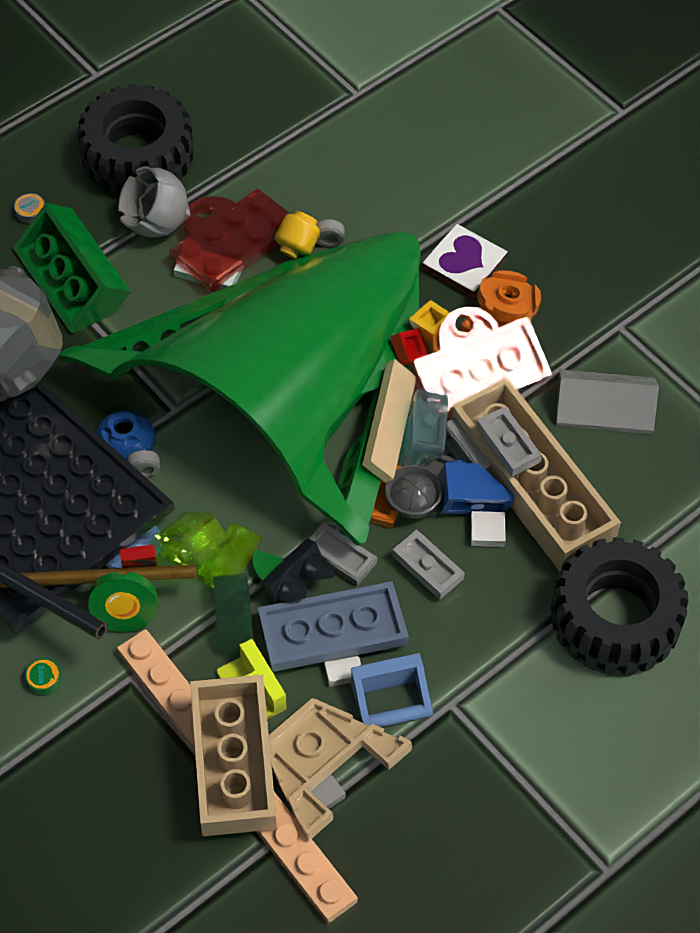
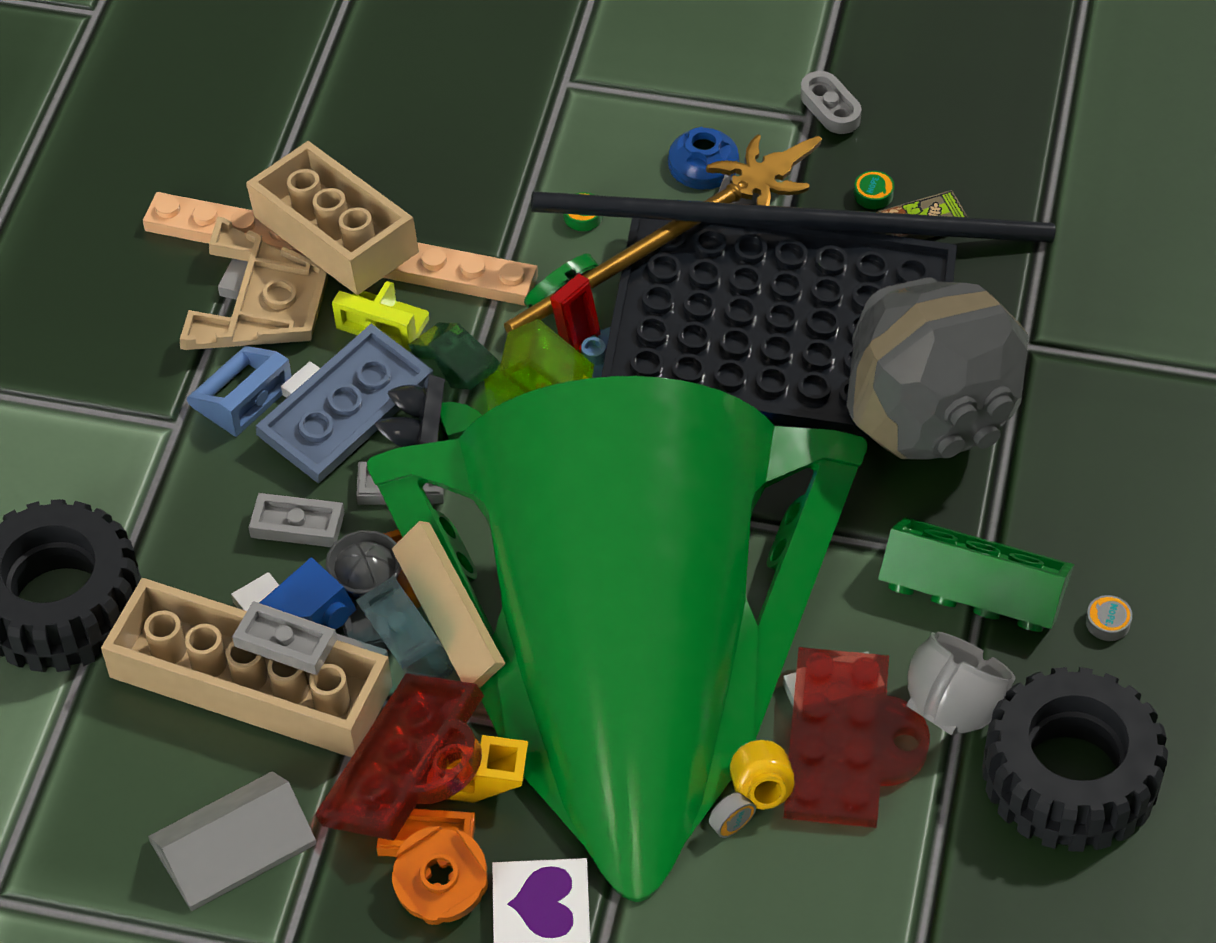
camera: 145 degrees right, 5 degrees down
(408, 346) = (501, 715): red tile -> none

